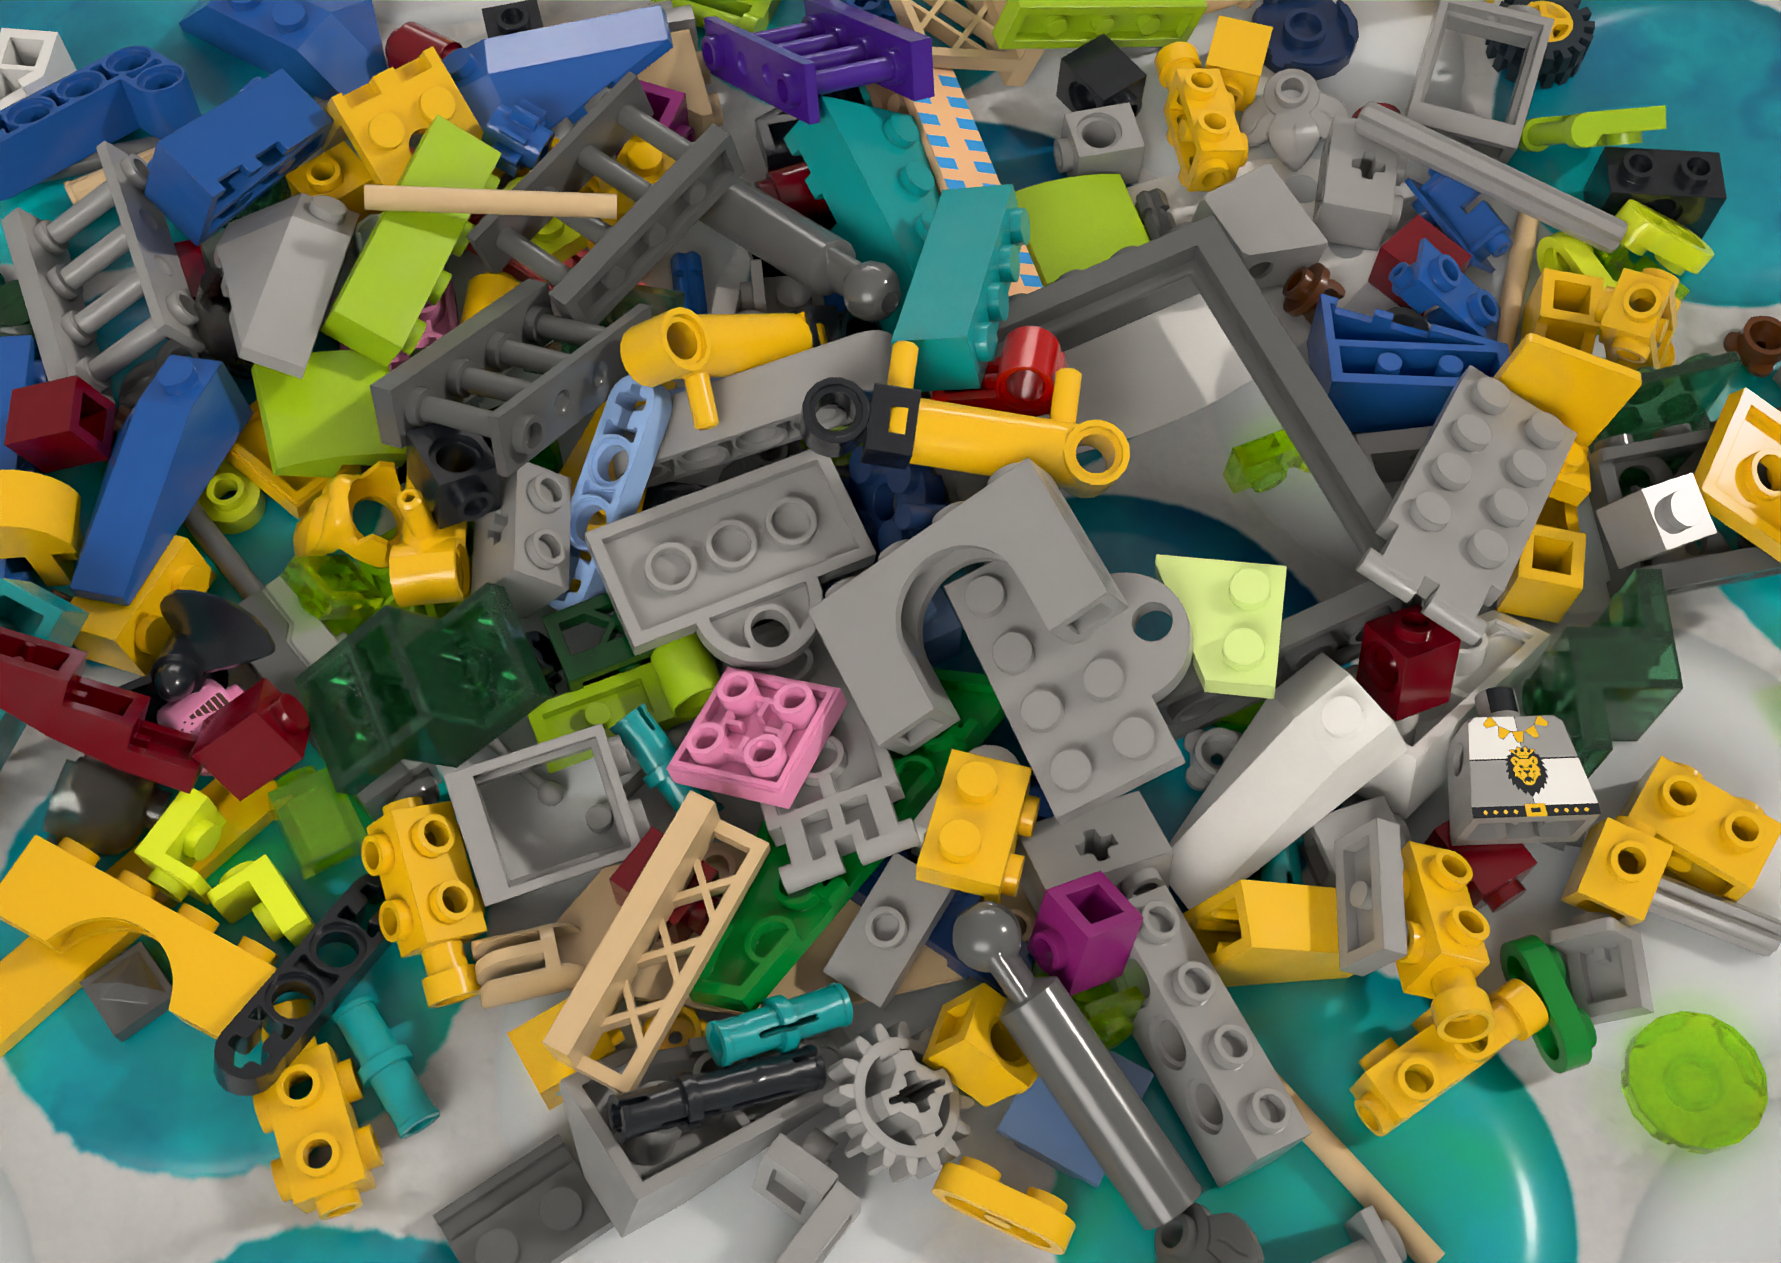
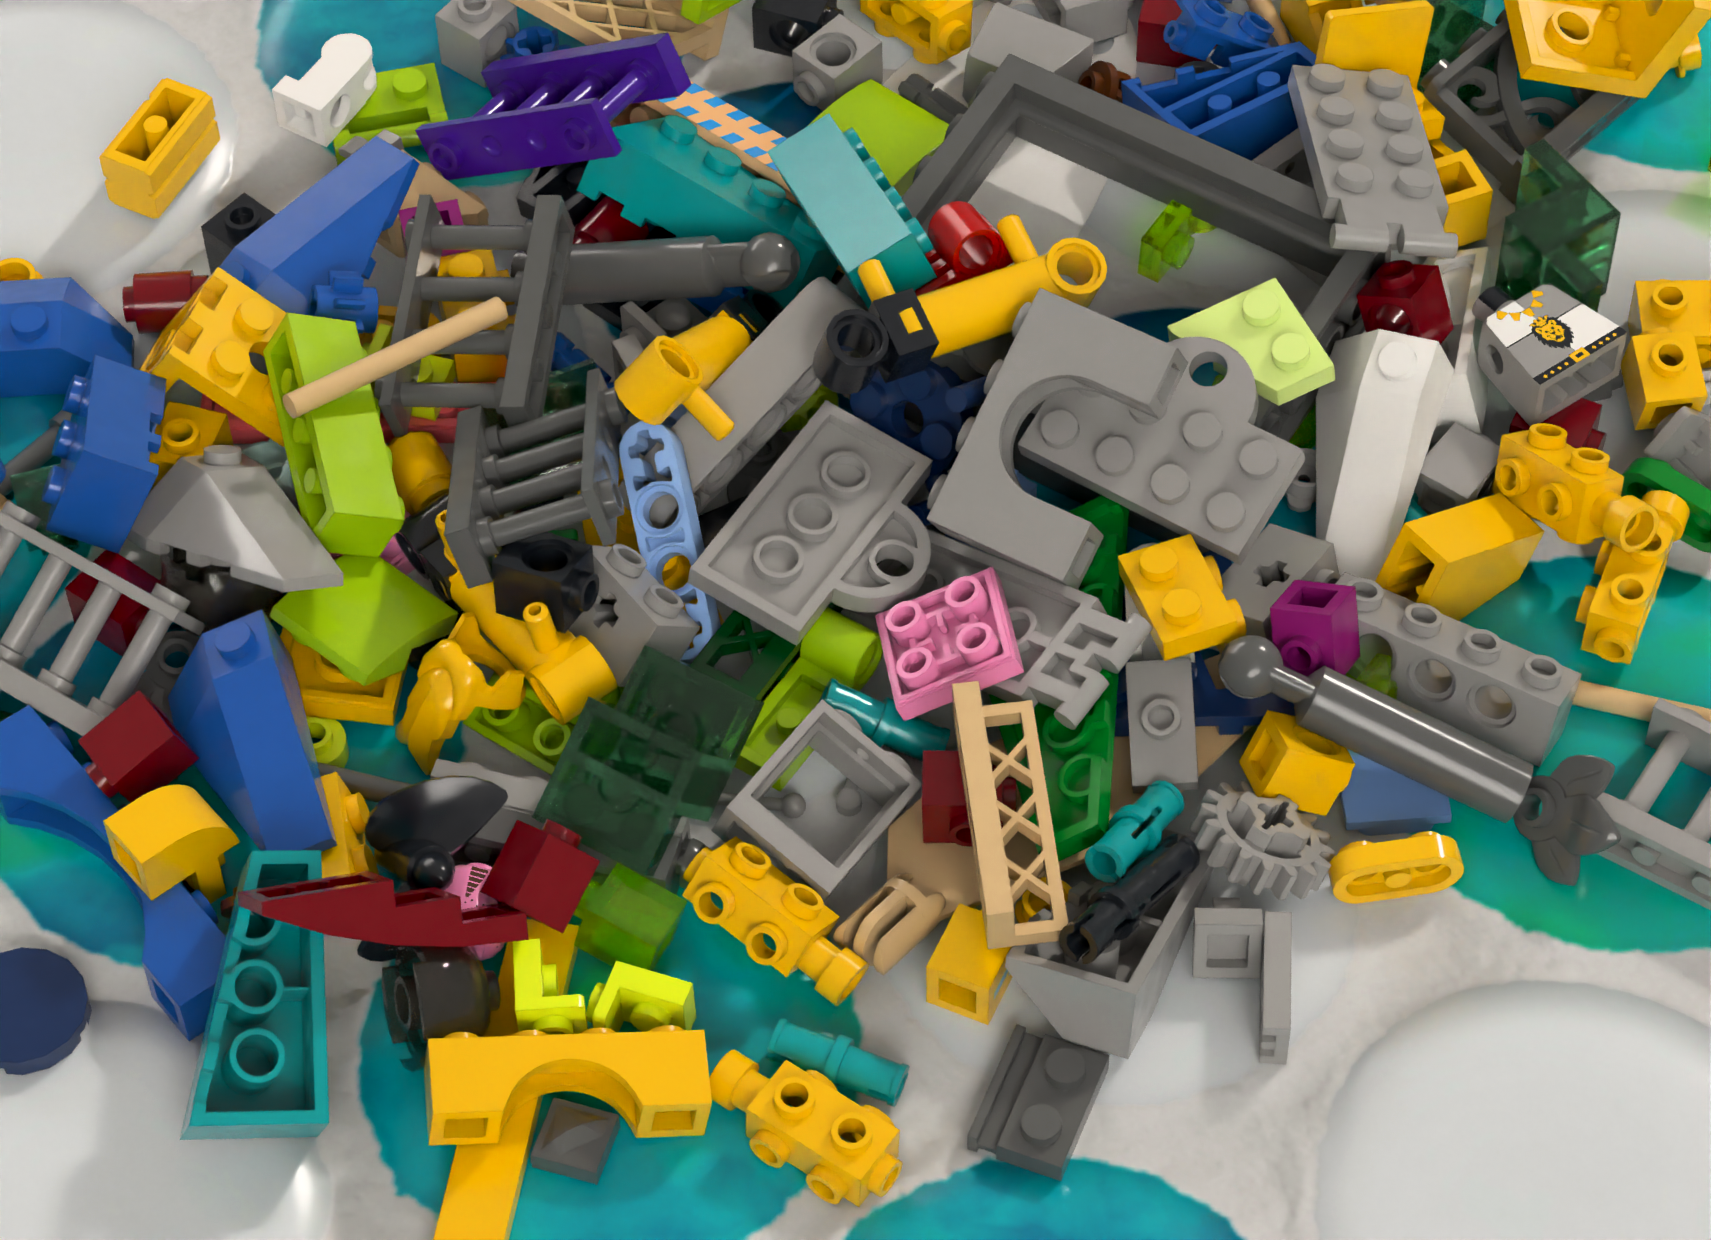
camera: 30 degrees left, 10 degrees down
(303, 974) = (736, 1024): black beam -> none
(333, 591) = (493, 747): clear neon green bracket -> none
(1370, 897) = (1504, 486): light grey plate -> none
(1655, 520) = (1511, 110): light grey brick -> none

